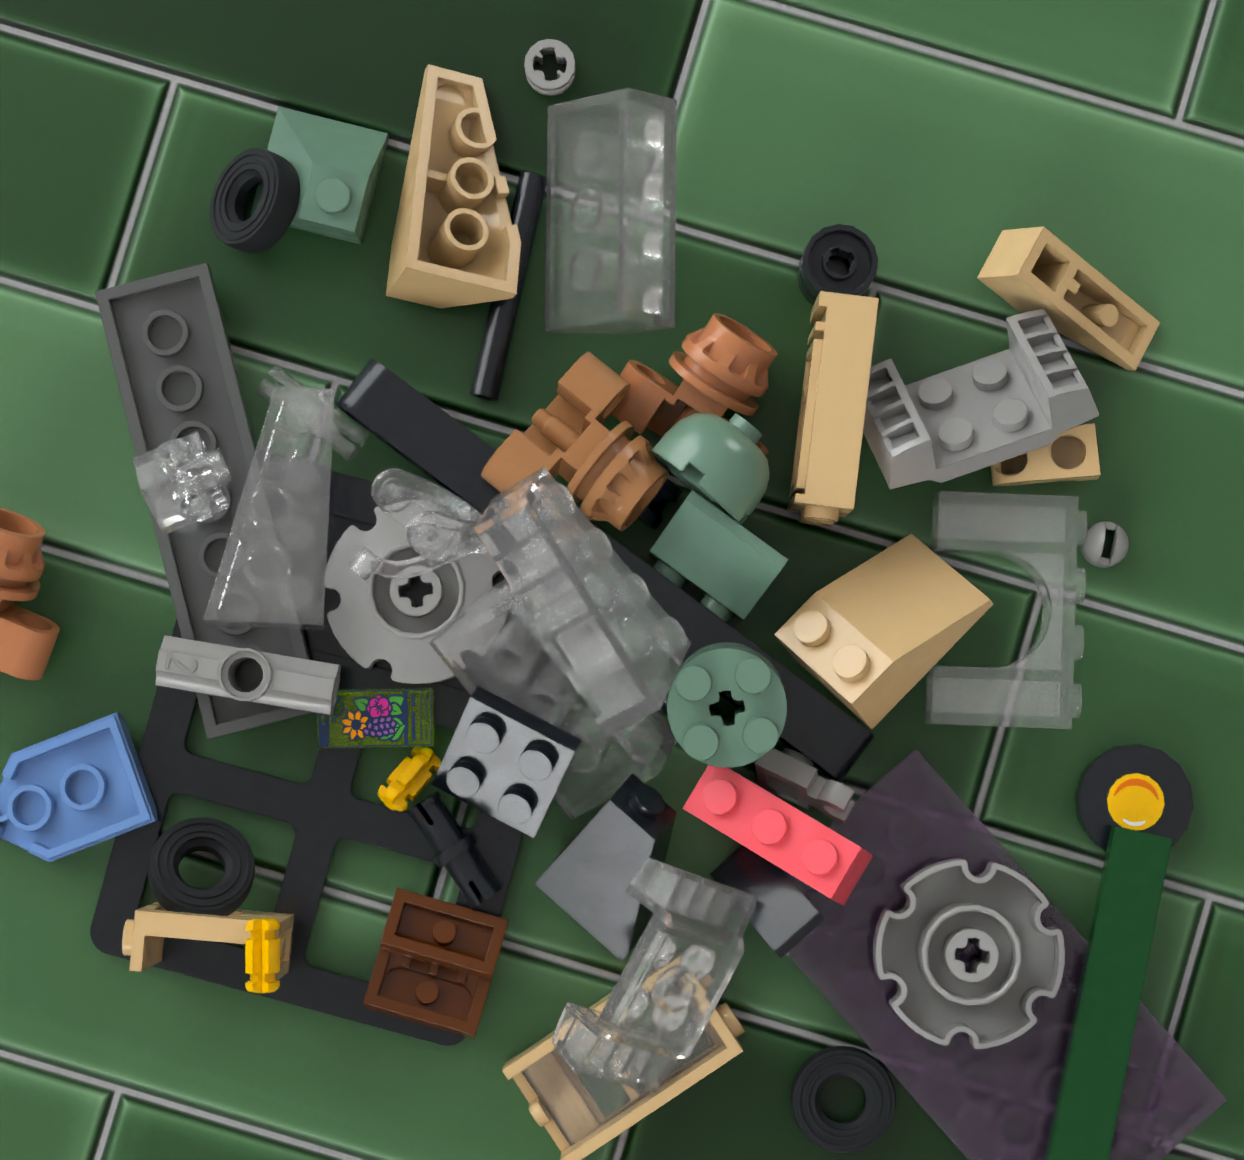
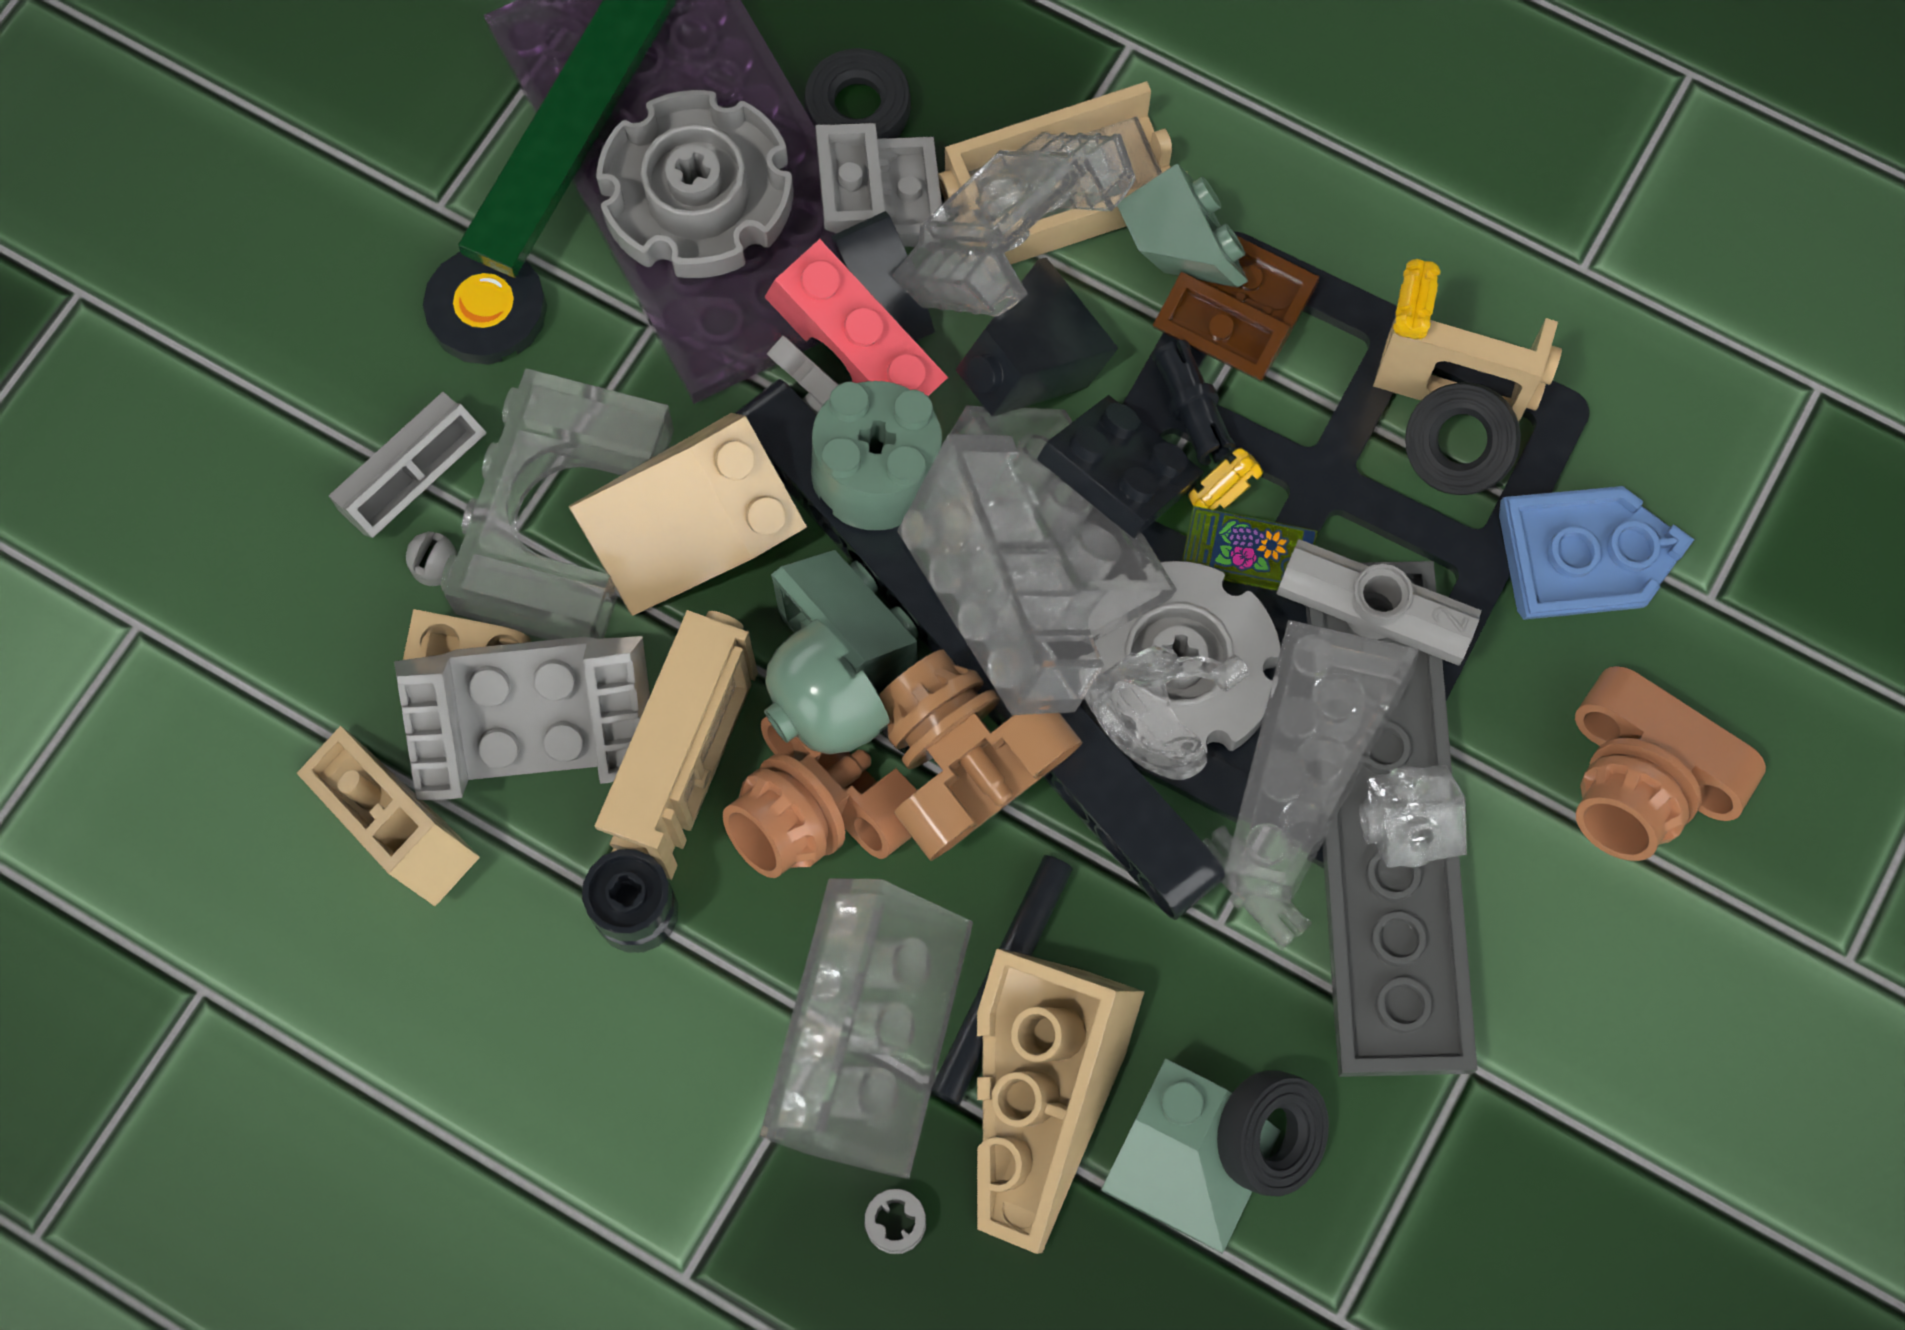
camera: 165 degrees left, 15 degrees down
(499, 1012) = (1179, 231): none -> sand green slope
(798, 1004) = (874, 176): none -> light grey slope
(1152, 621) = (406, 465): none -> light grey piece

